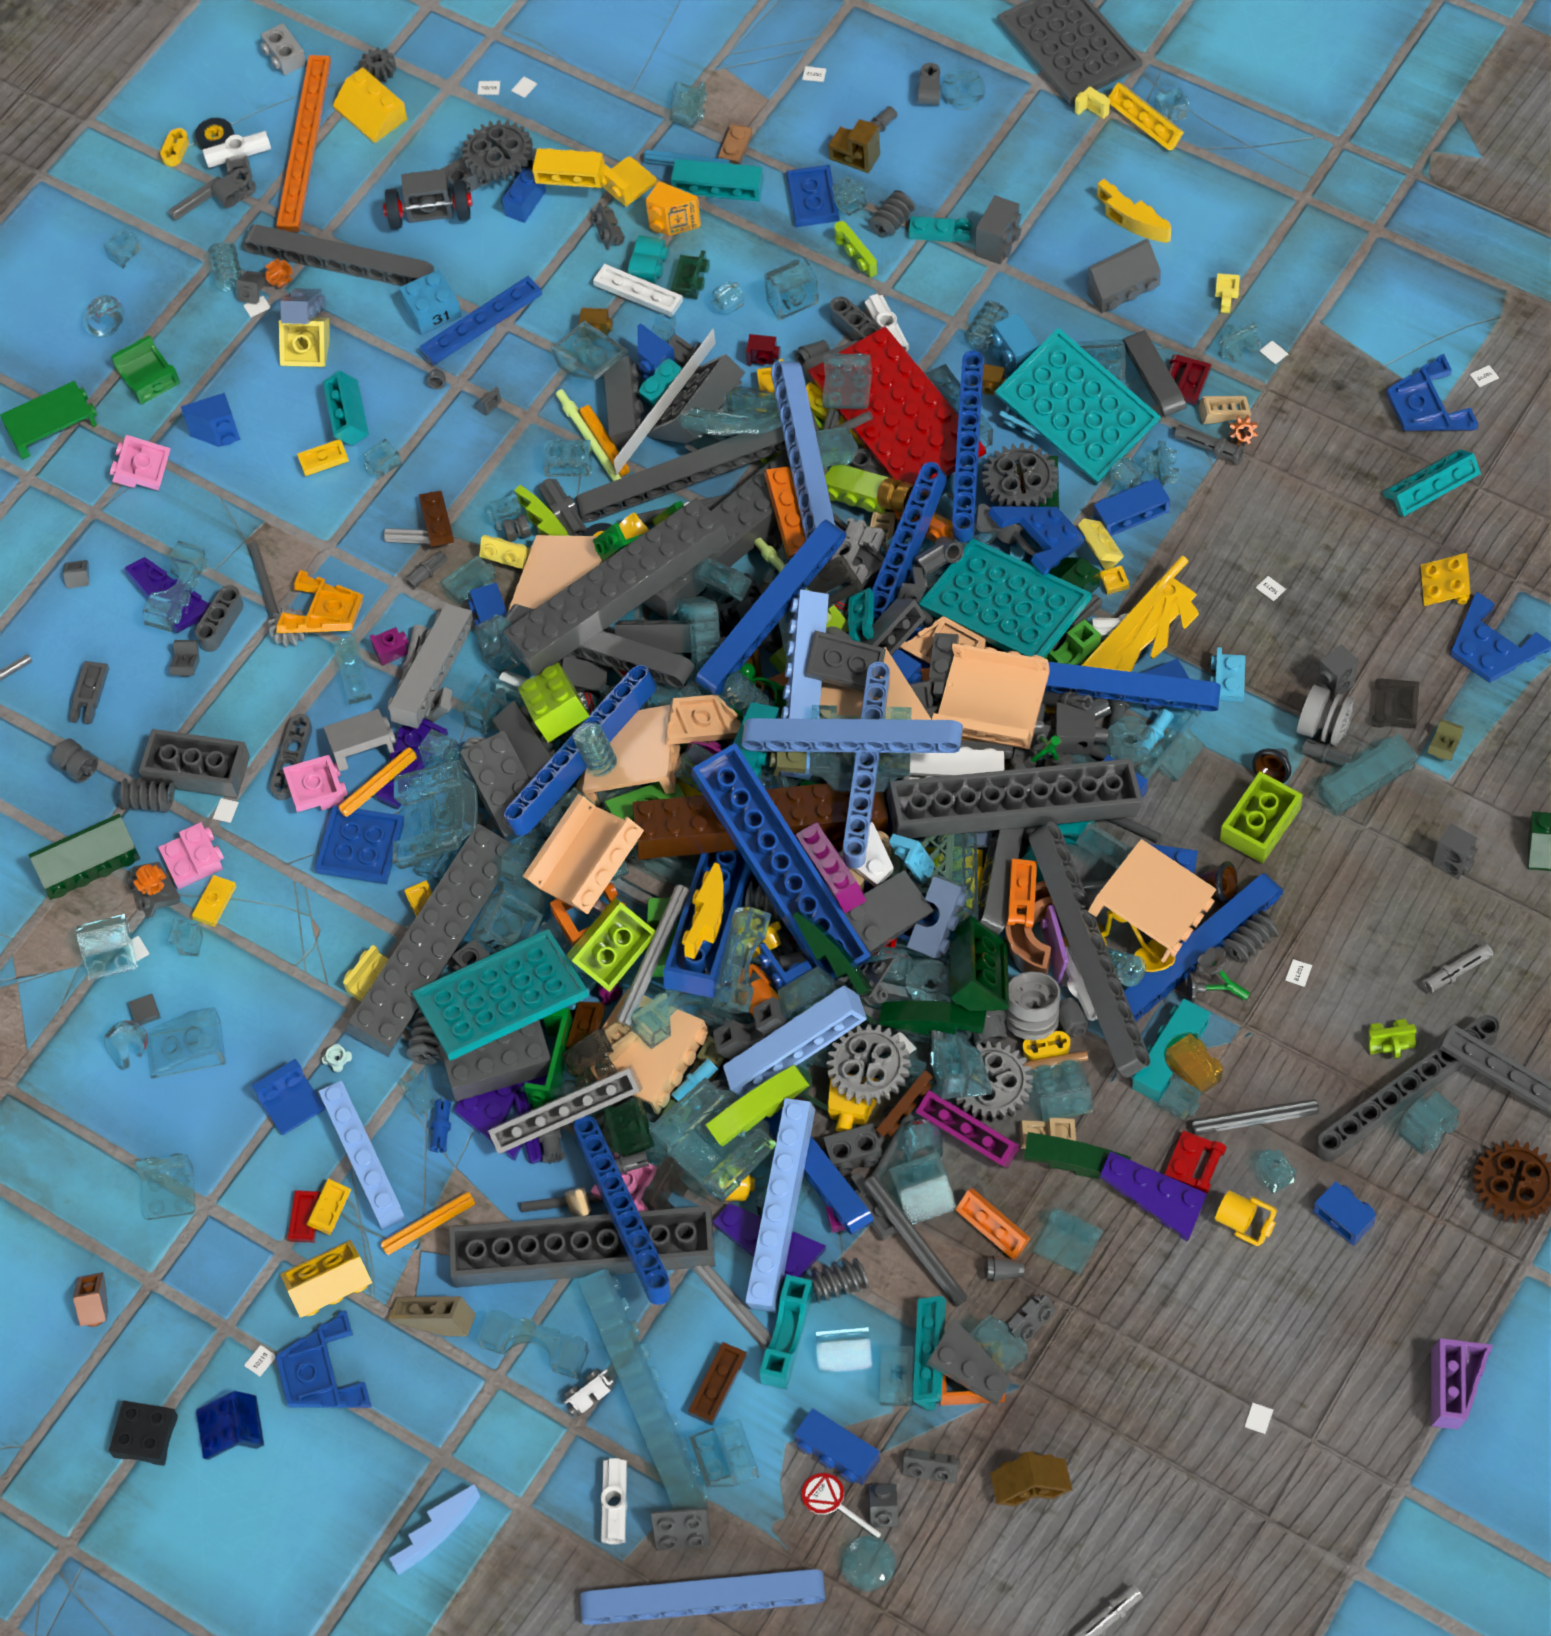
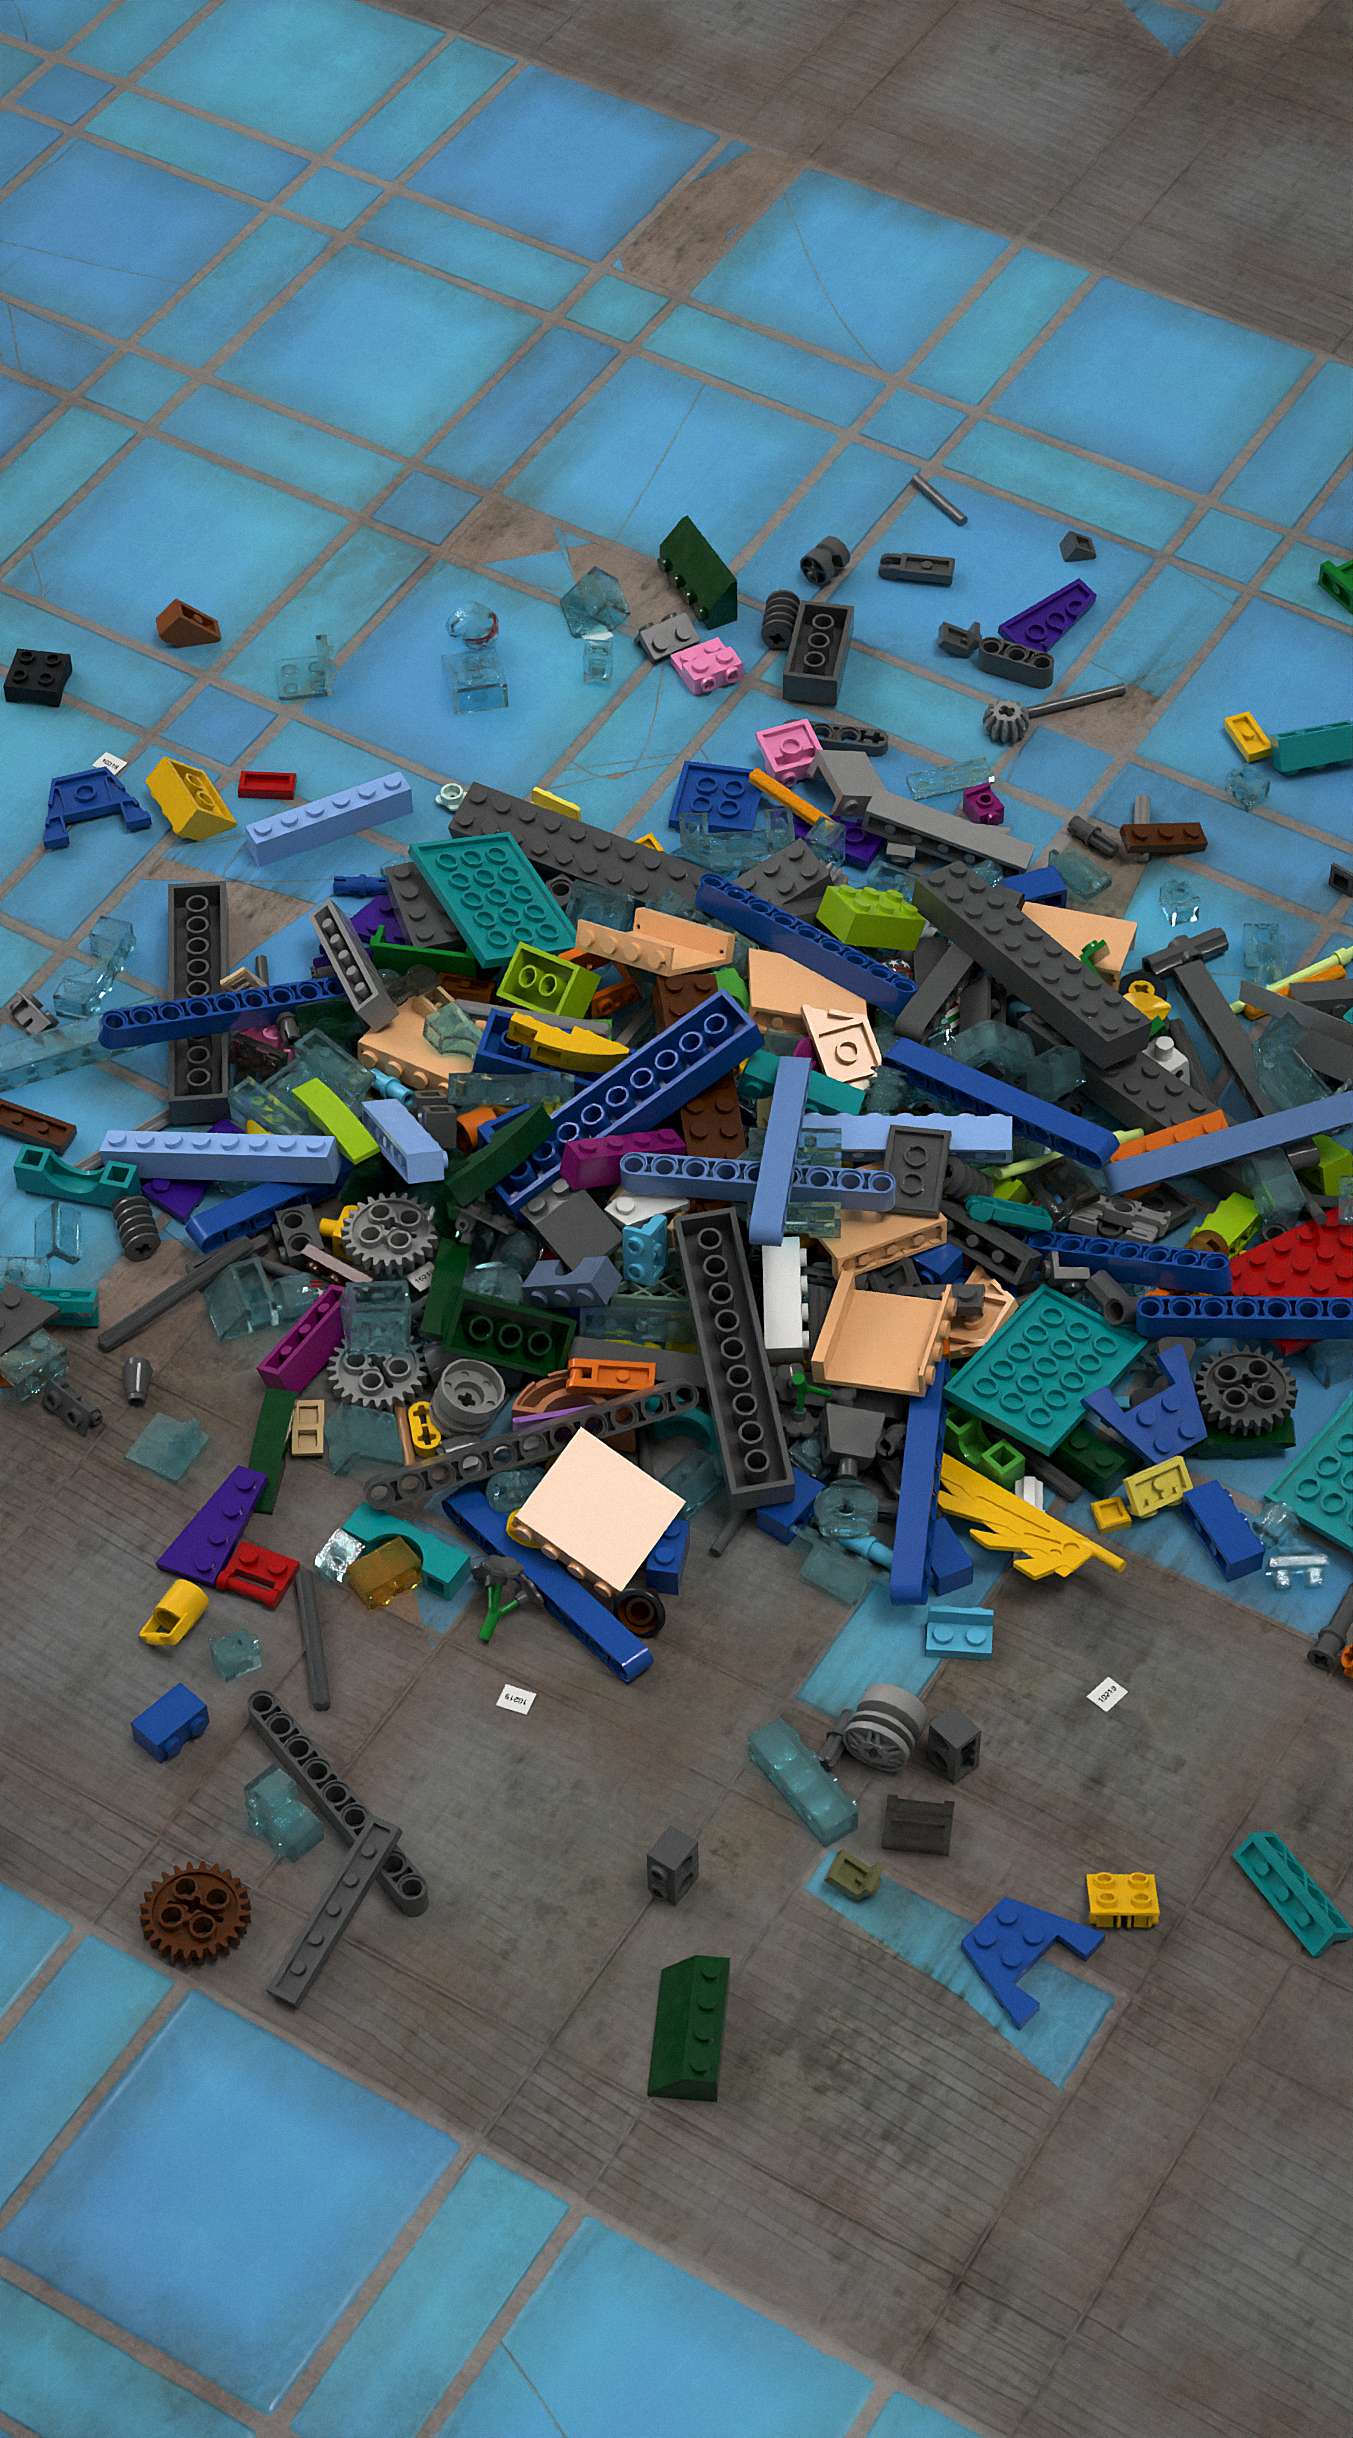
camera: 85 degrees right, 10 degrees down
(47, 415) = (1285, 501): green panel -> none
(139, 463) = (1225, 581): bright pink plate -> none
(144, 1009) = (520, 644): dark grey tile -> none
(149, 879) = (661, 617): orange gear -> none
(165, 607) = (1020, 610): clear light blue arch -> none
(211, 420) = (1285, 633): blue slope -> none
(214, 901) = (651, 688): yellow plate -> none
(225, 810) = (768, 692): white sticker -> none
(229, 1423) = (37, 742): clear blue bracket -> none
(288, 1097) = (411, 755): blue bracket -> none
(329, 1206) = (270, 797): yellow plate -> none
(330, 611) = (1026, 751): light orange wing -> none
(427, 1223) = (248, 881): light orange axle -> none
(434, 1314) = (136, 888): dark tan slope -> none
(503, 551) = (1119, 897): light yellow bracket -> none
(521, 526) = (1155, 912): dark grey wheel -> none
(539, 513) = (1157, 938): lime slope -> none
(595, 749) = (790, 940): clear light blue piece -> none
(805, 992) = (458, 1142): clear light blue brick -> none
(992, 1223) = (193, 1371): orange plate -> none
(1250, 936) = (560, 1640): dark grey piece -> none
(1261, 817) = (733, 1652): lime brick -> none
(1272, 763) = (821, 1677): hat -> none
(1392, 1039) = (402, 1785): lime hips -> none
(1450, 972) = (500, 1859): light grey pin -> none

